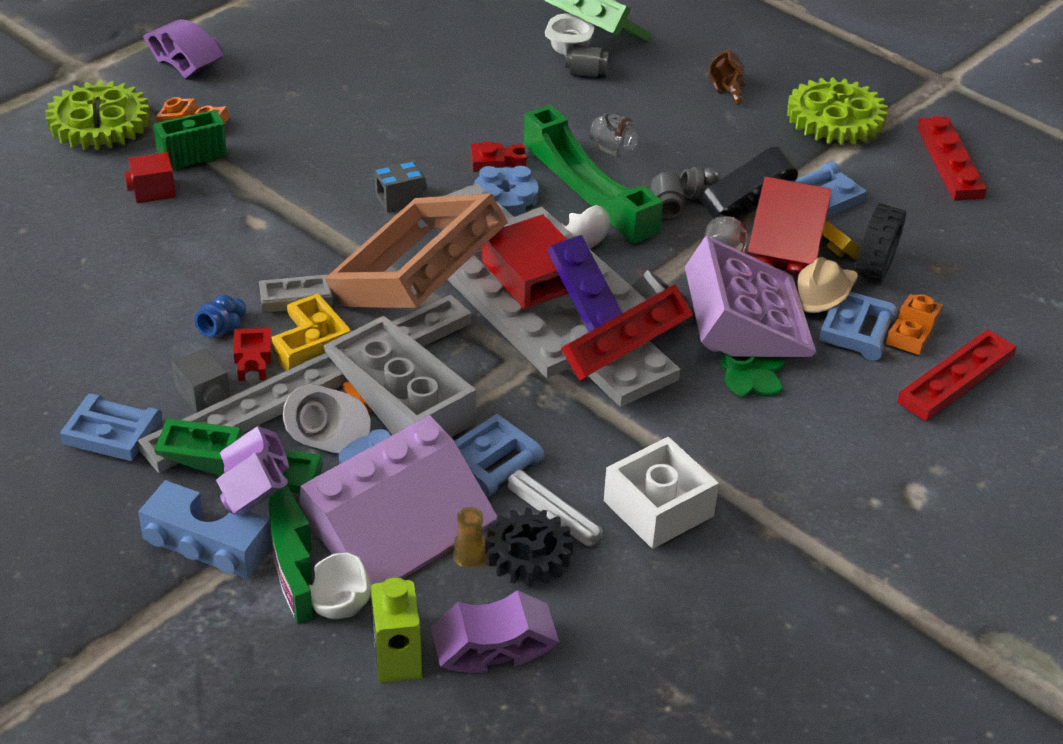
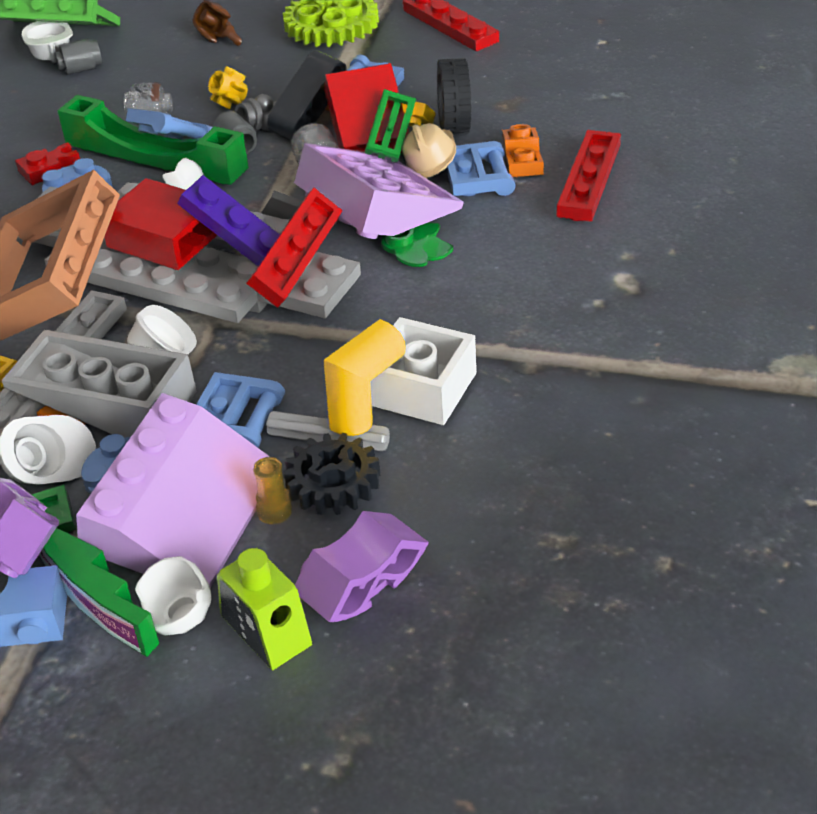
camera: 25 degrees left, 0 degrees up
(479, 359) = (161, 330): none -> white piece
(587, 465) = (350, 373): none -> yellow brick
(606, 162) = (158, 122): none -> medium blue plate
(692, 147) = (227, 87): none -> yellow gear
(781, 270) = (383, 150): none -> green tile

